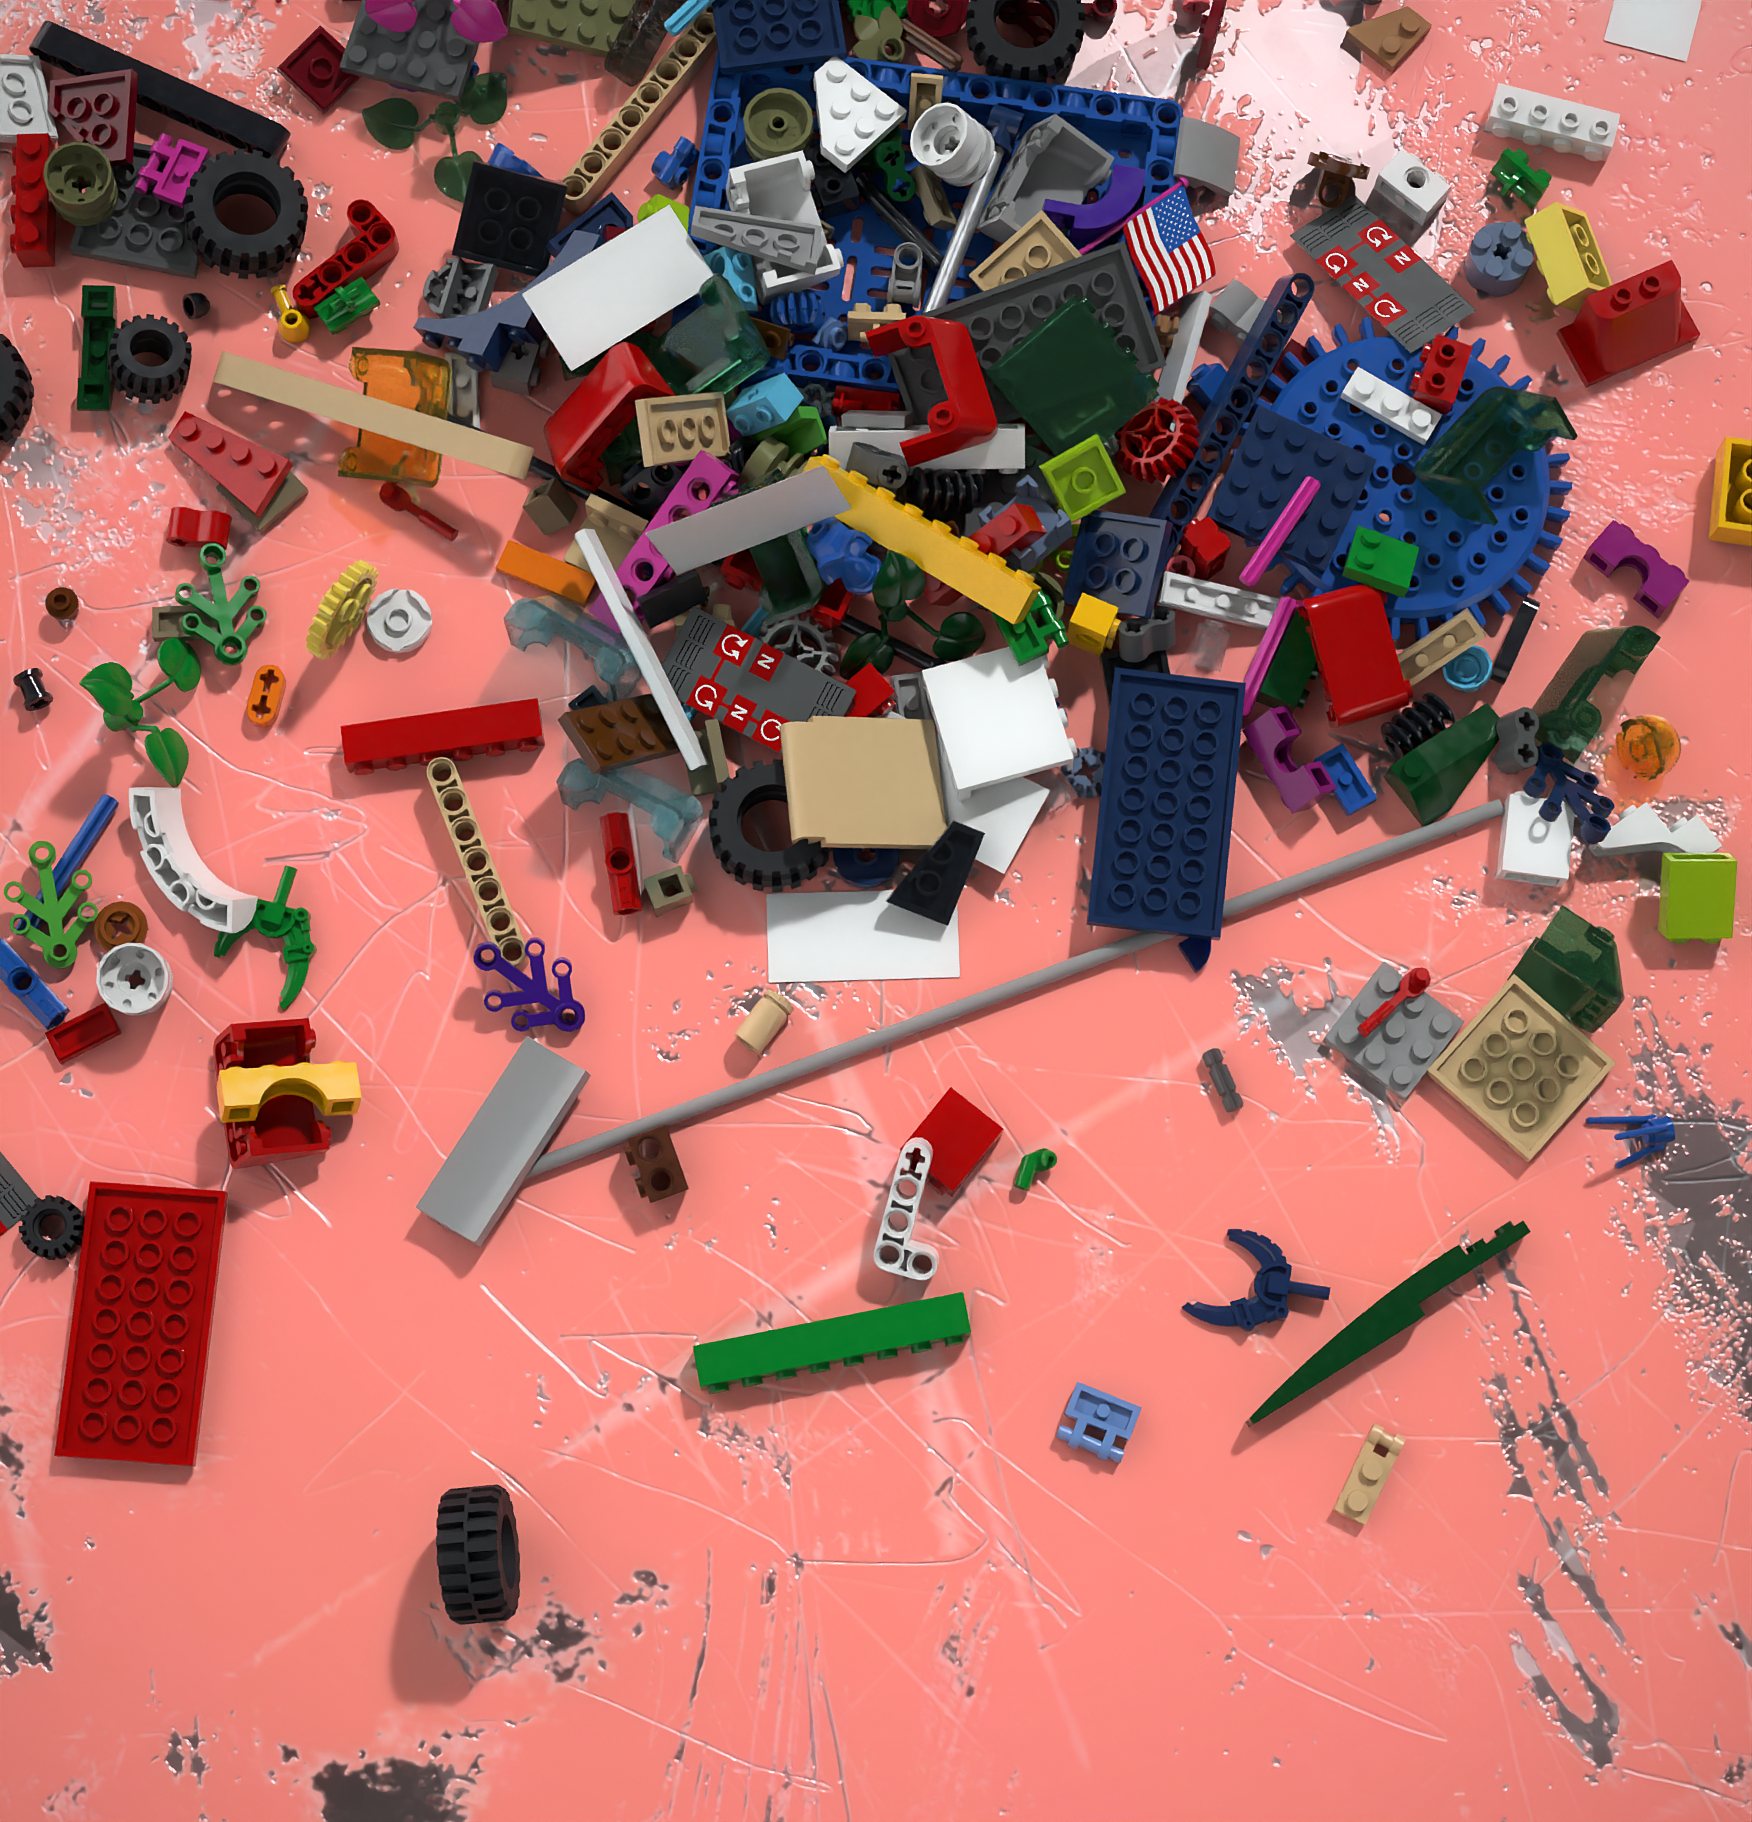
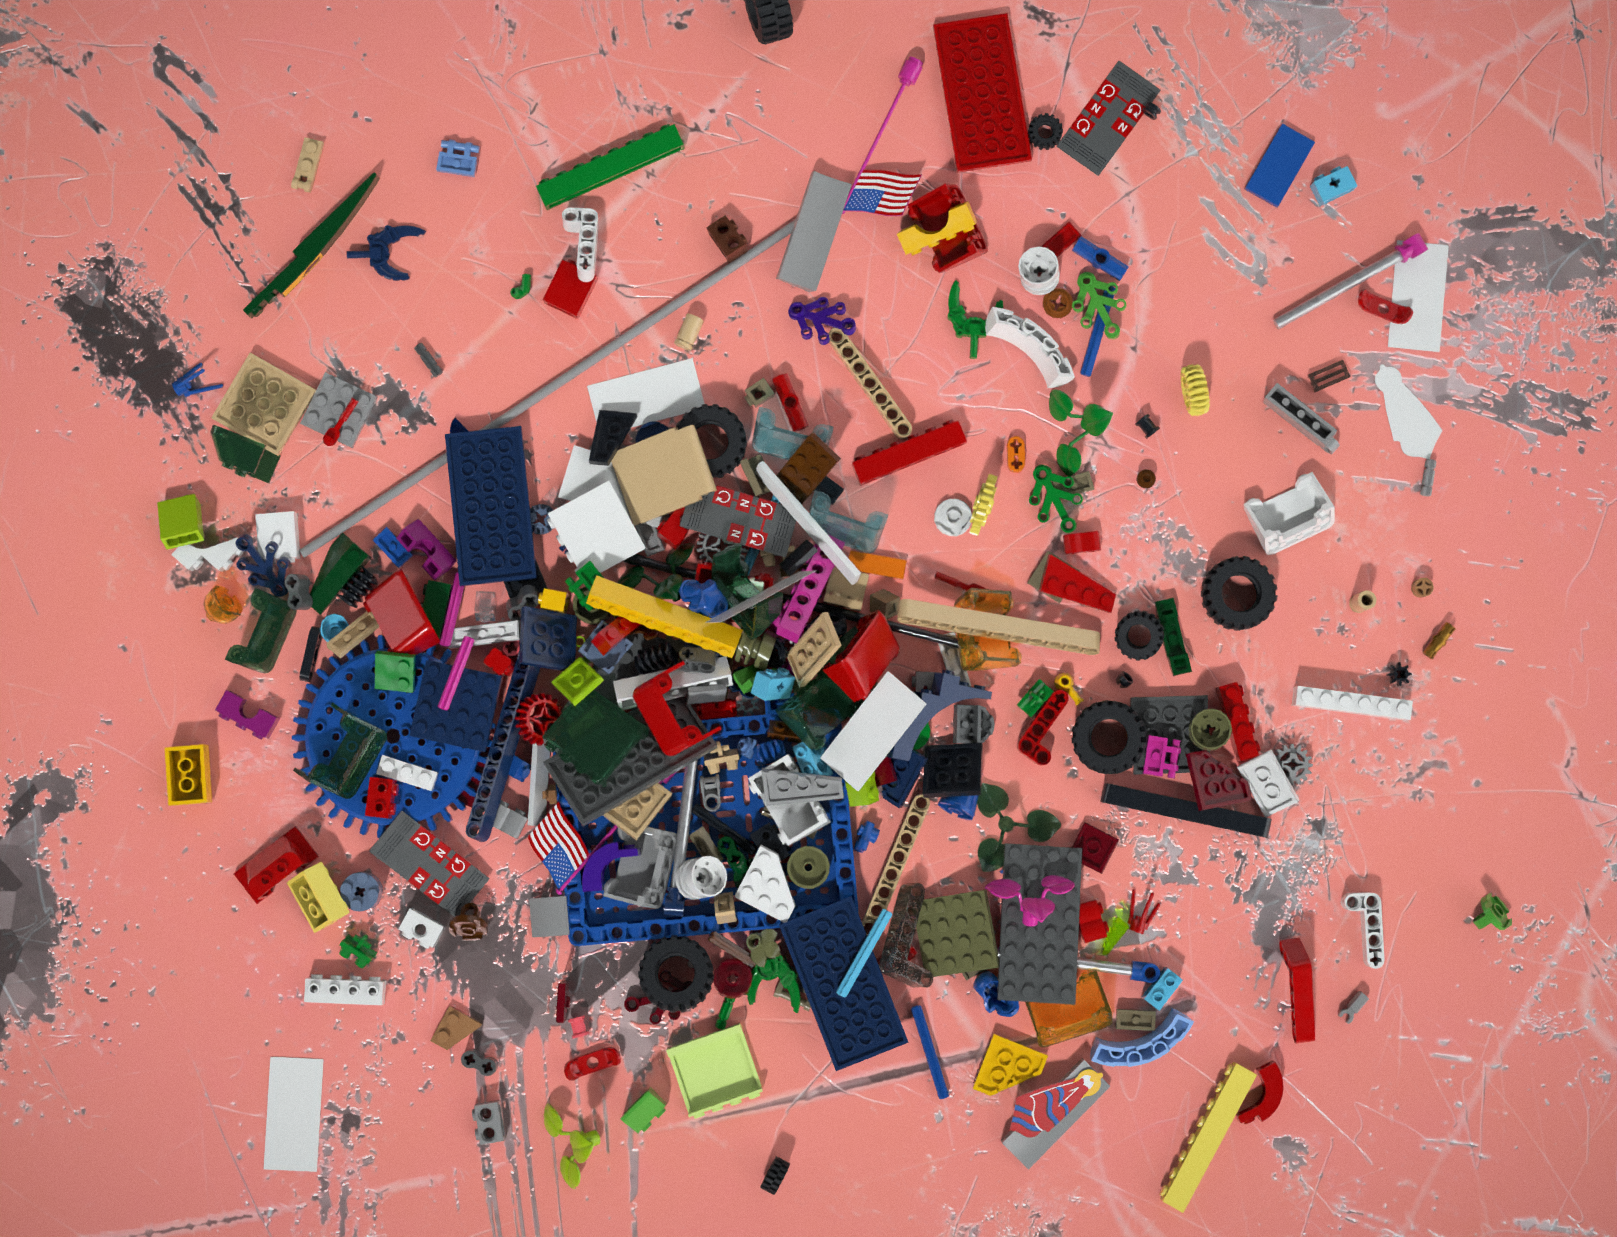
camera: 165 degrees right, 10 degrees up
(367, 1188) = (882, 190): none -> flag

